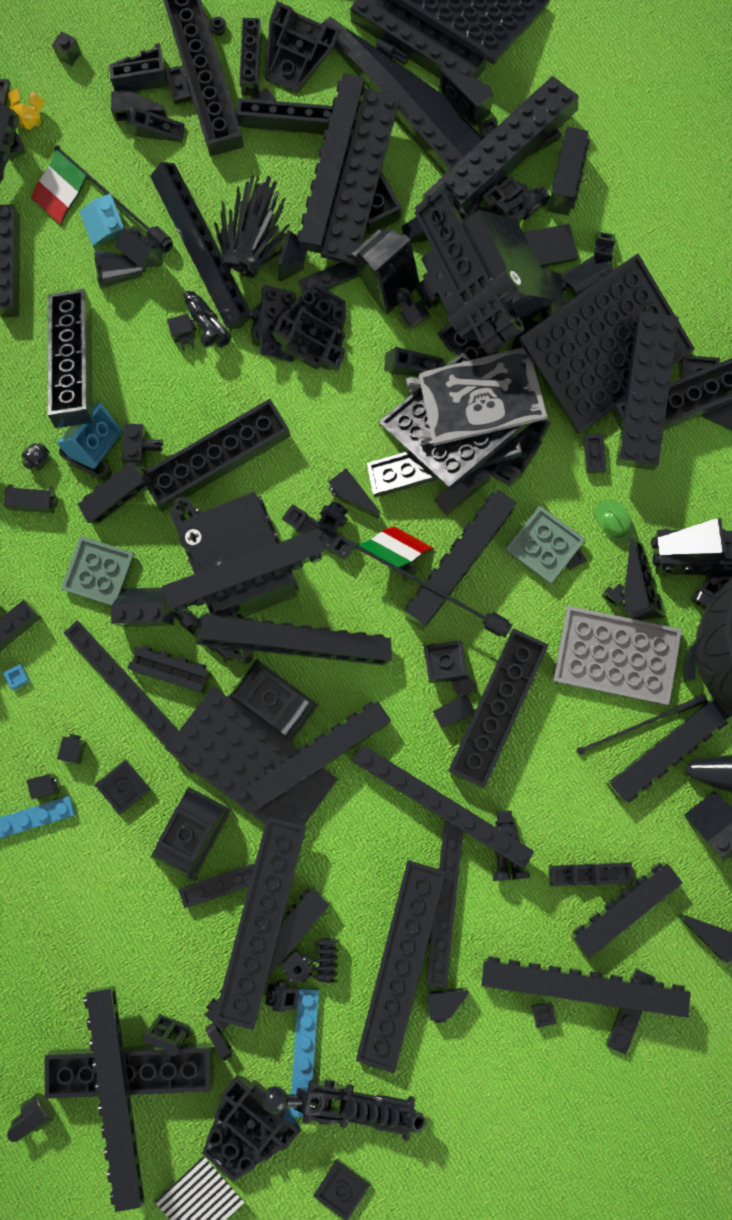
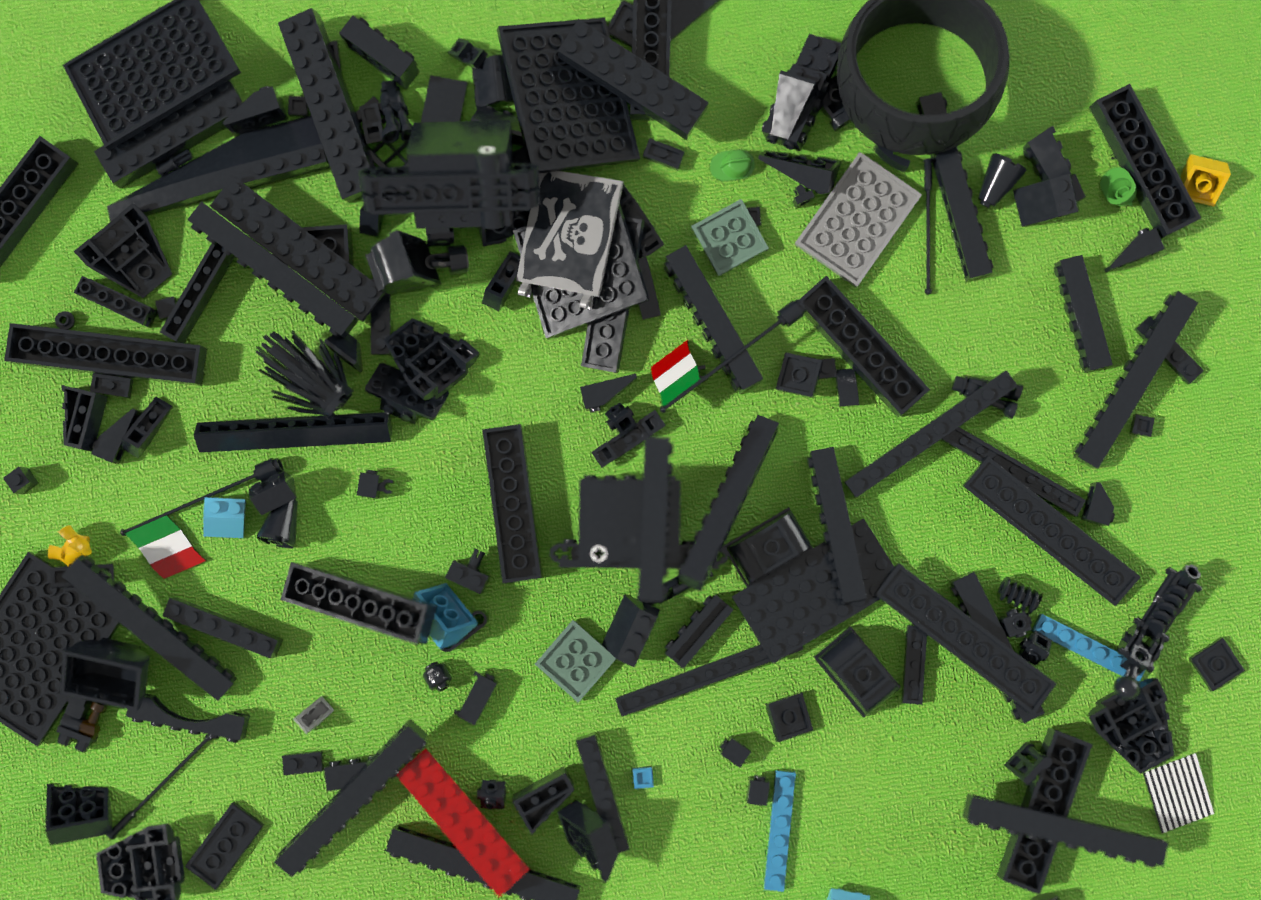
camera: 70 degrees left, 5 degrees up
(114, 493) = (510, 614): black brick -> none
(213, 330) = (366, 458): black piece -> none
(219, 1041) = (1050, 720): black beam -> none
(590, 874) = (1039, 331): black slope -> none

